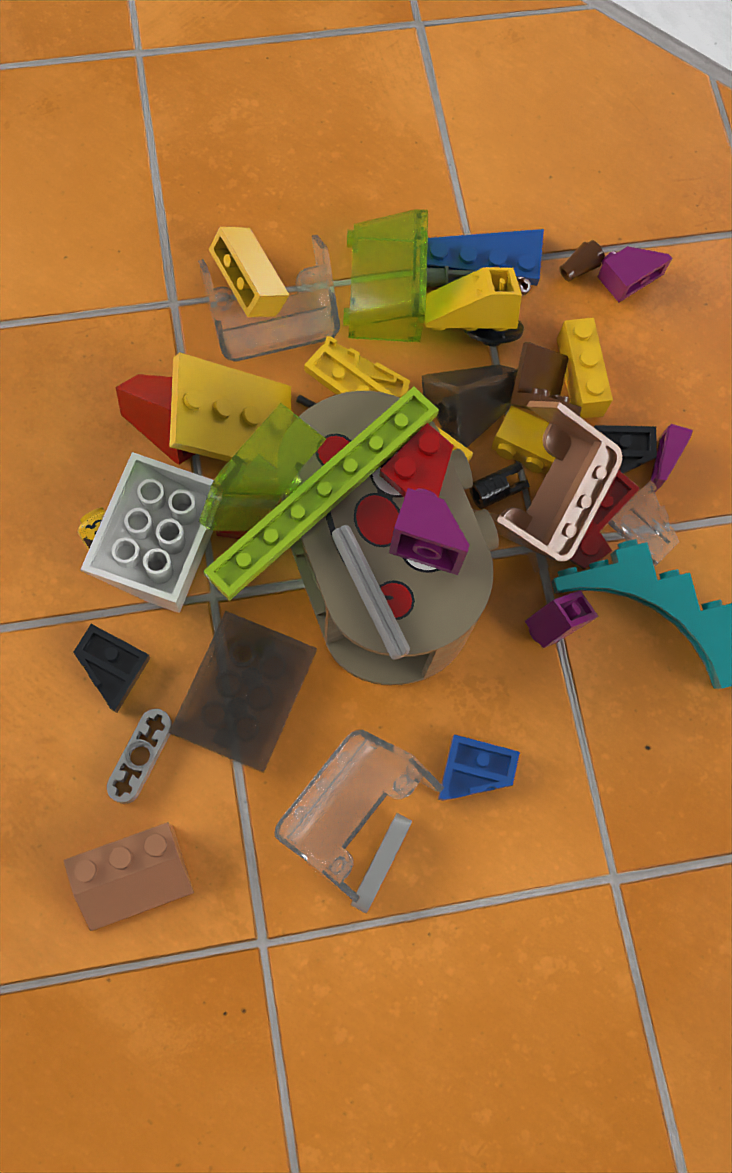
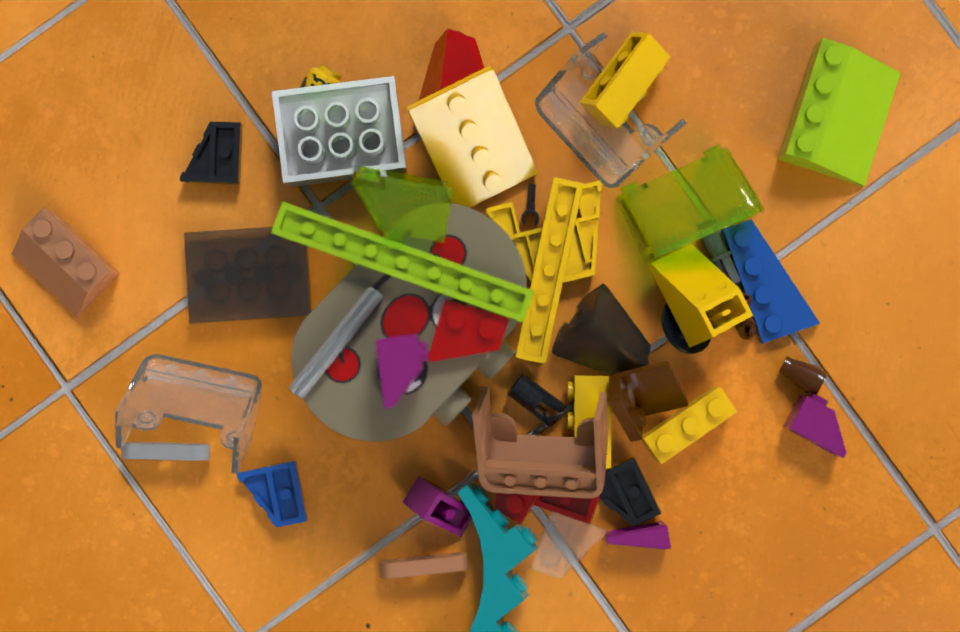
camera: 75 degrees right, 15 degrees up
(125, 759) = (135, 211): light grey beam -> none
(367, 135) = (839, 112): none -> lime slope
(612, 661) = (423, 565): none -> nougat beam

